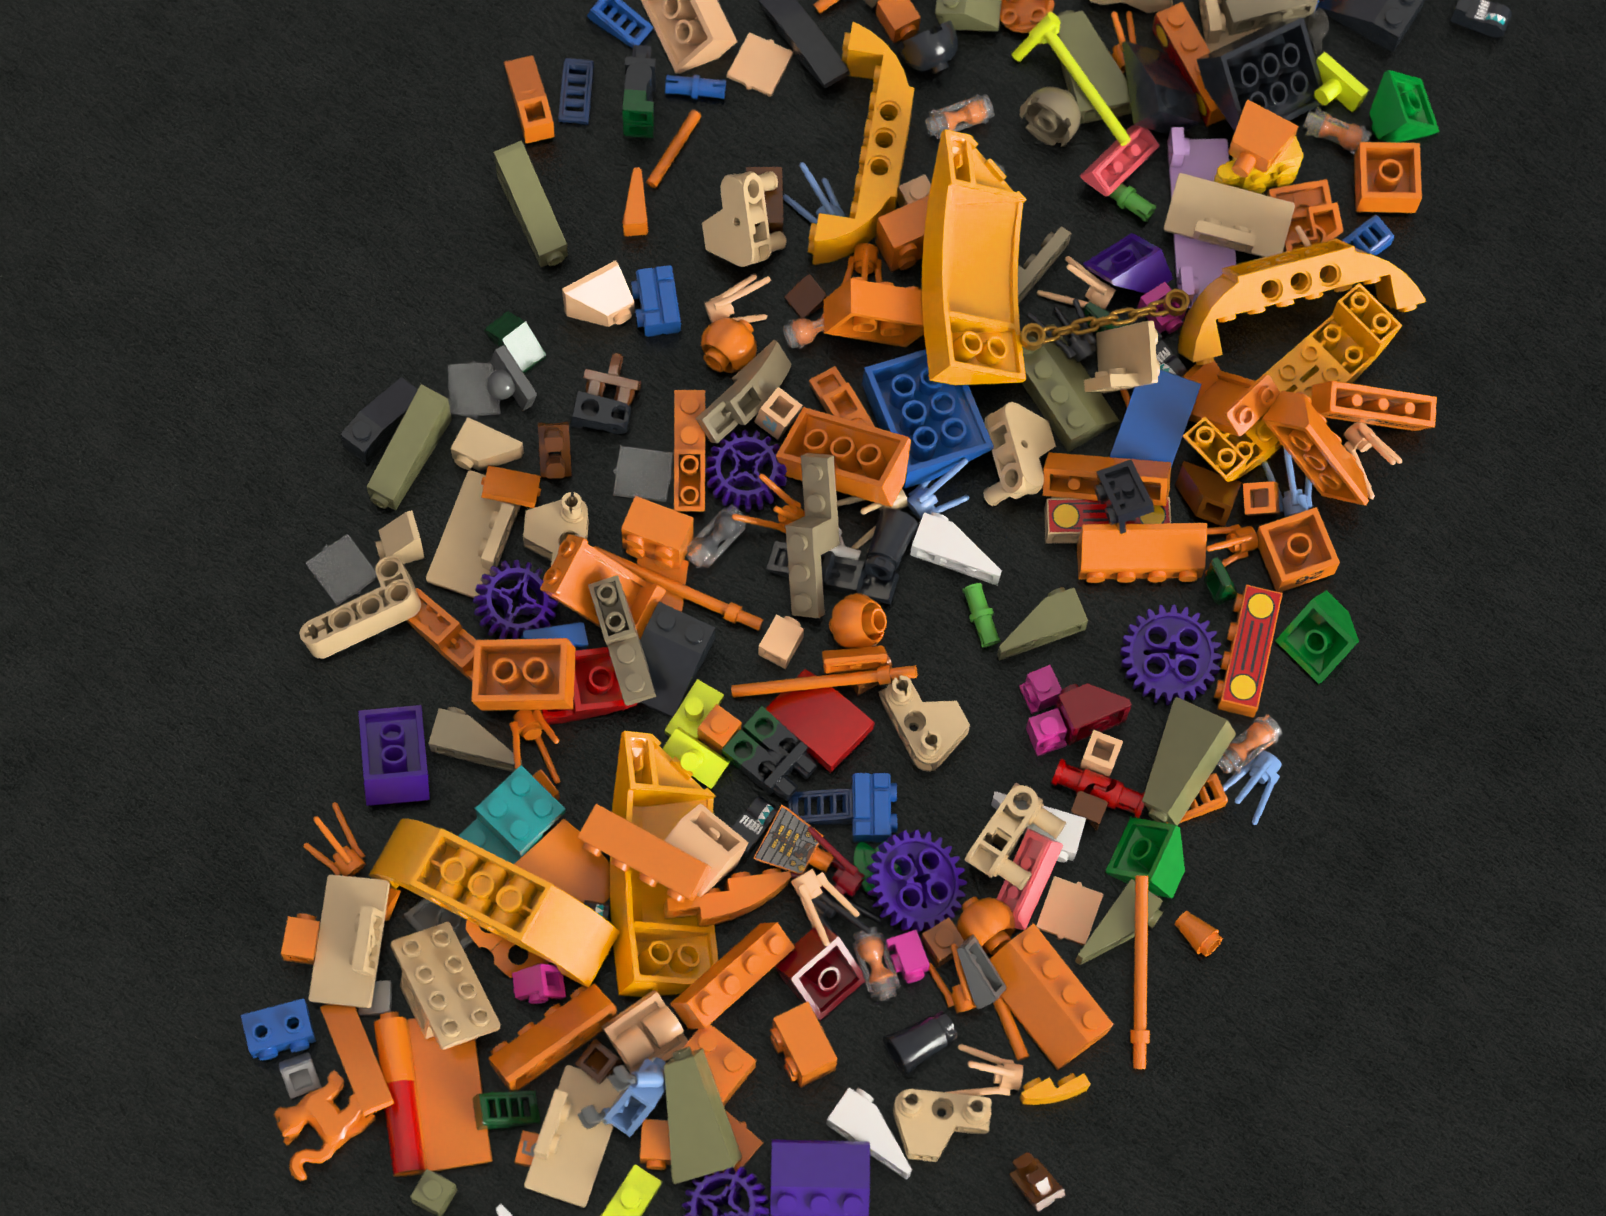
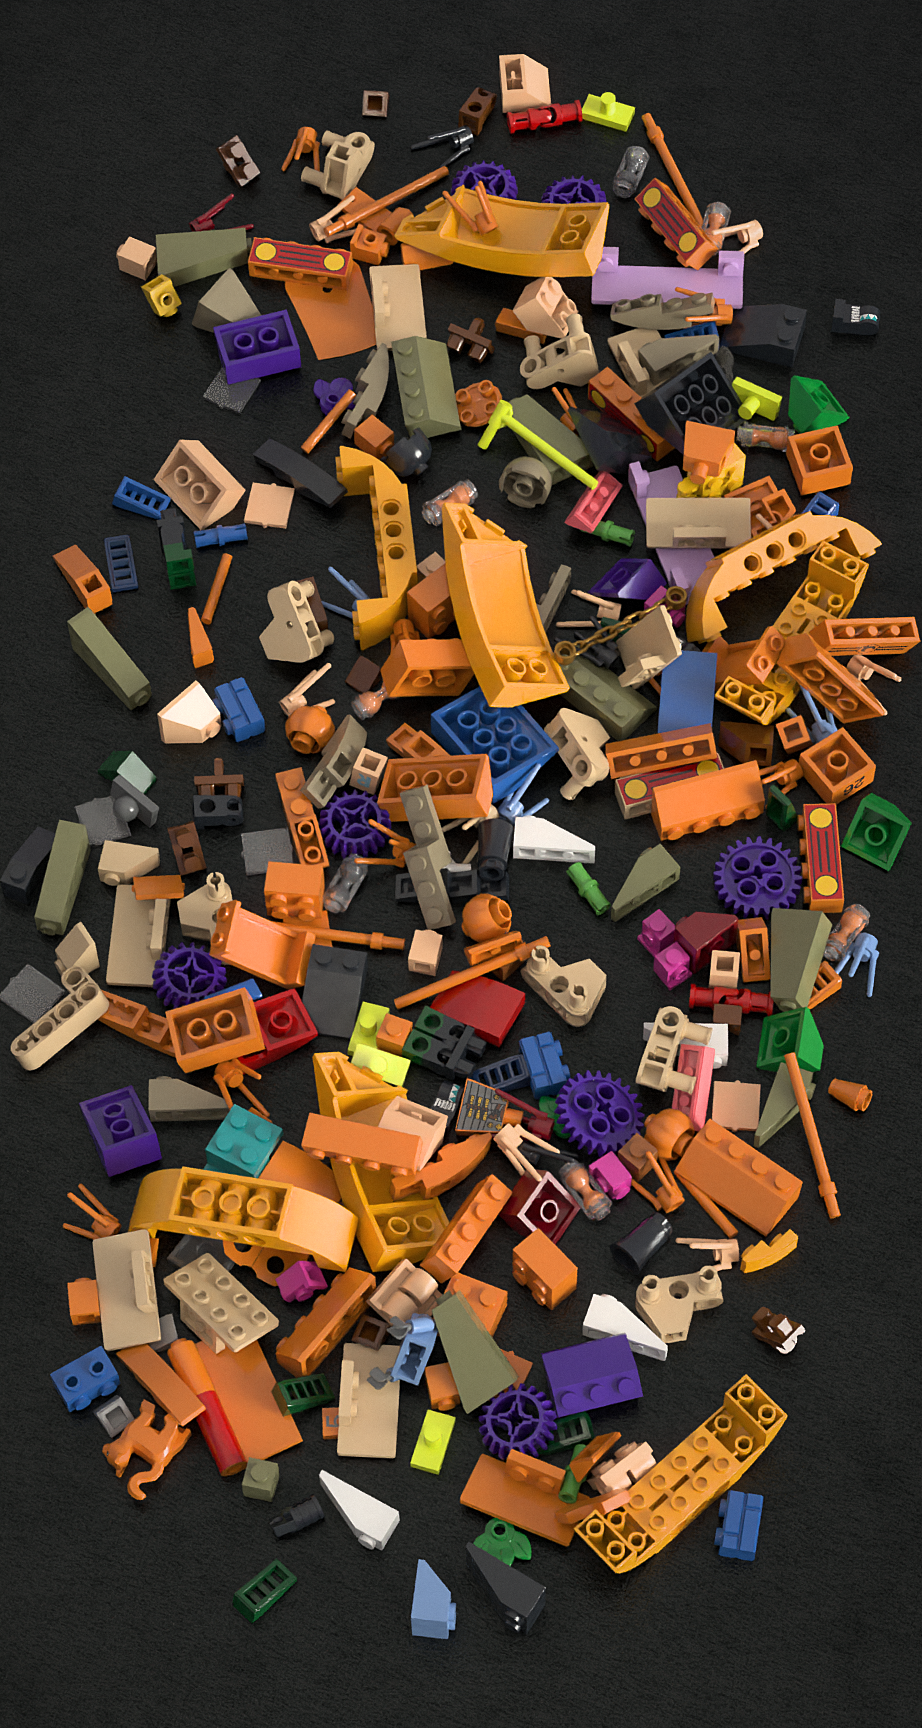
camera: 10 degrees left, 10 degrees down
(622, 640) = (291, 981): dark tan slope -> none
(980, 973) = (678, 1172): dark grey slope -> none
(1123, 494) = (679, 753): black bracket -> none
(1141, 736) = (753, 949): none -> orange slope

